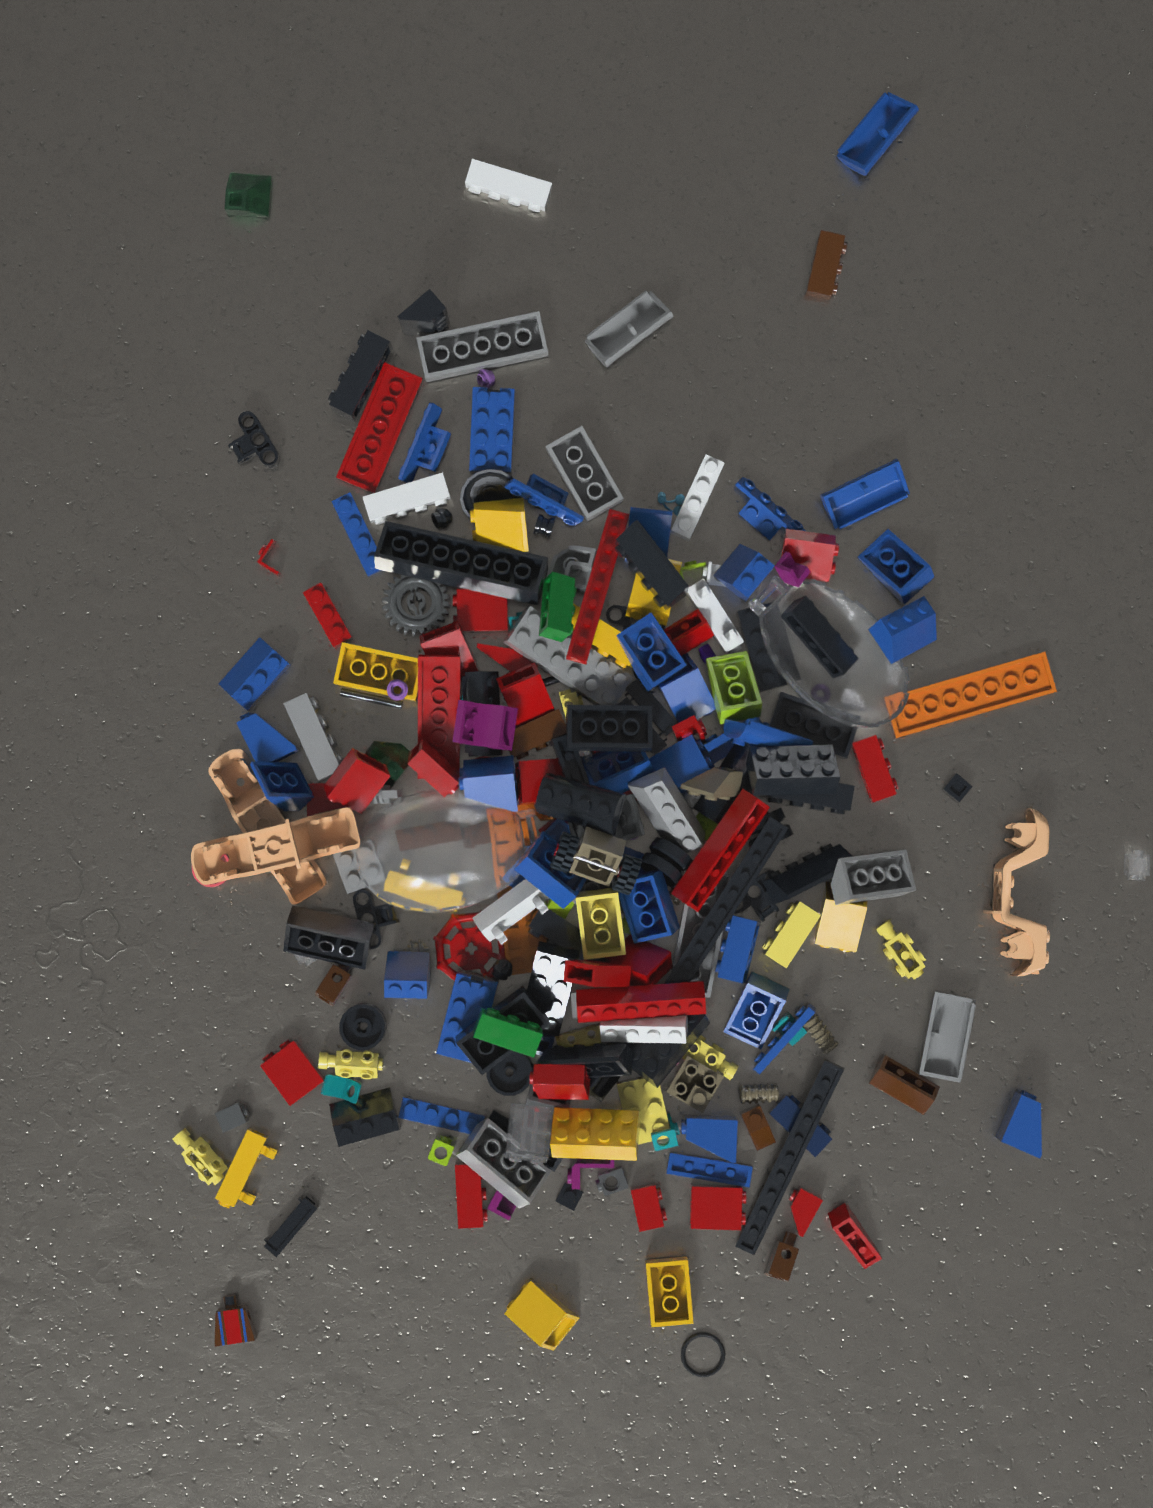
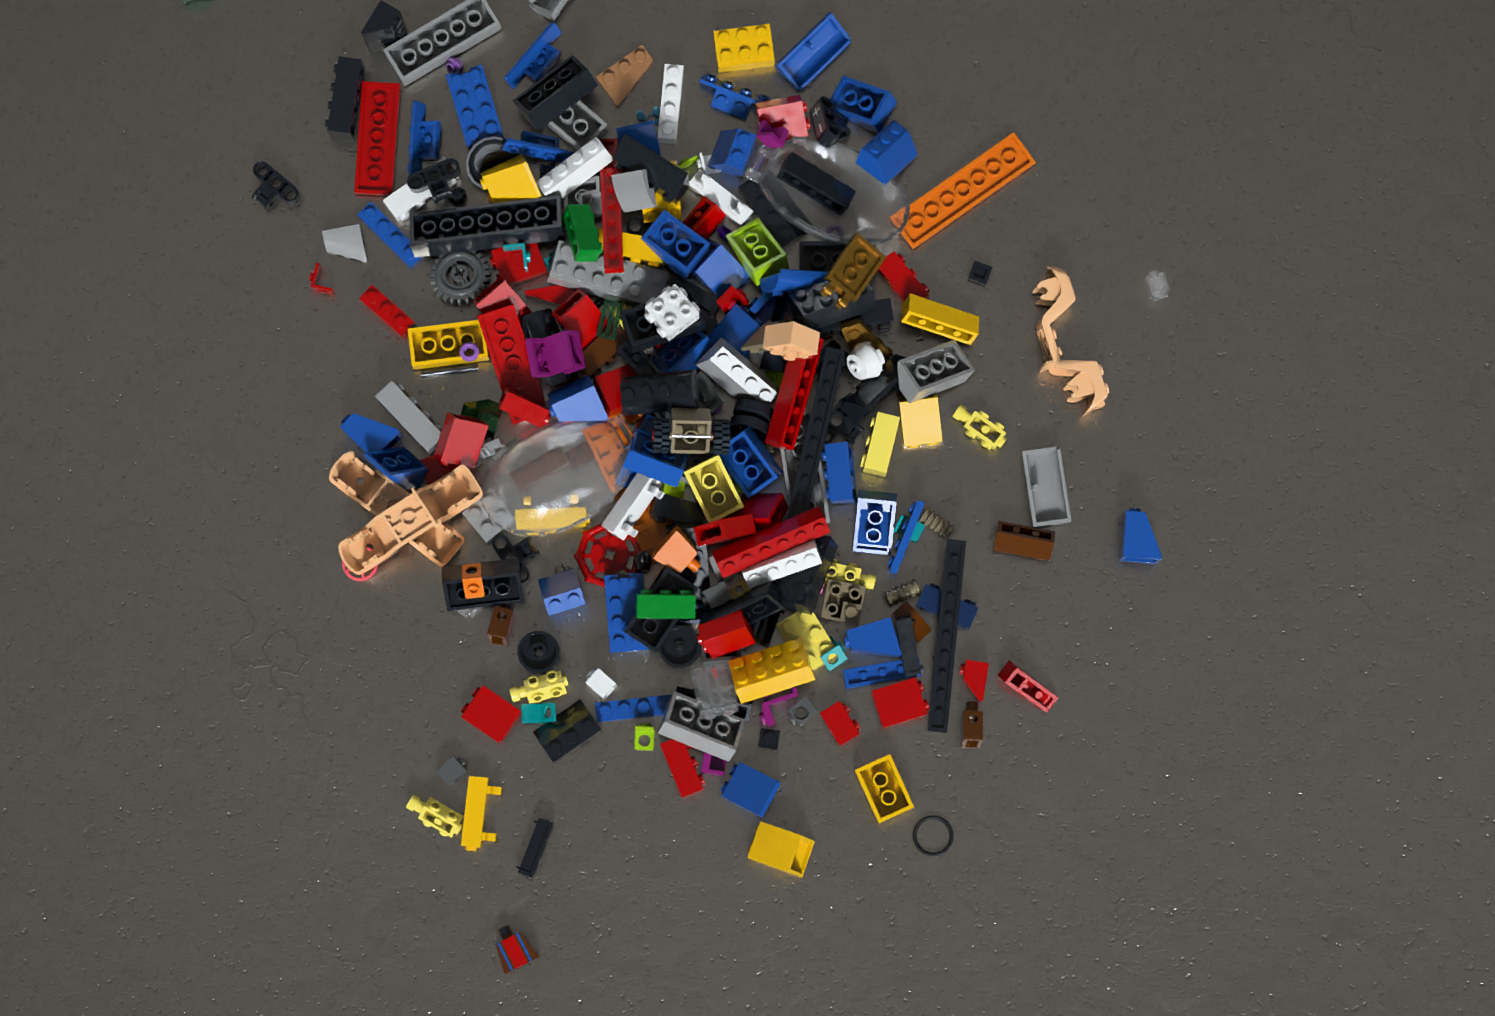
camera: 20 degrees left, 5 degrees down
(254, 674) = (341, 384): blue slope -> none
(309, 526) = (345, 242): none -> light grey slope
(318, 935) = (472, 582): none -> orange bracket
(415, 1081) = (600, 683): none -> white piece
(426, 502) = (438, 187): none -> black beam
(491, 606) = (519, 246): none -> teal bracket
(532, 1244) = (750, 789): none -> blue slope
(540, 978) = (677, 552): none -> torso
(564, 1034) = (715, 595): none -> dark grey brick
(565, 692) = (602, 319): none -> clear green tile
(573, 535) = (575, 169): none -> white brick
(574, 402) = (537, 59): none -> blue bracket
(580, 447) = (555, 92): none -> black slope
(621, 725) = (671, 312): none -> white brick
(626, 581) = (633, 190): none -> light grey slope
(660, 448) = (624, 74): none -> medium nougat wing
(735, 800) = (791, 340): none -> light nougat brick
(745, 1154) = (908, 645): none -> black container
(794, 465) = (744, 48): none -> yellow brick
(805, 844) = (865, 361): none -> white cone
(810, 823) = (857, 332): none -> pearl gold wing
(825, 749) = (853, 270): none -> pearl gold tile
(853, 576) = (827, 123): none -> black beam
(898, 824) = (940, 319): none -> yellow brick

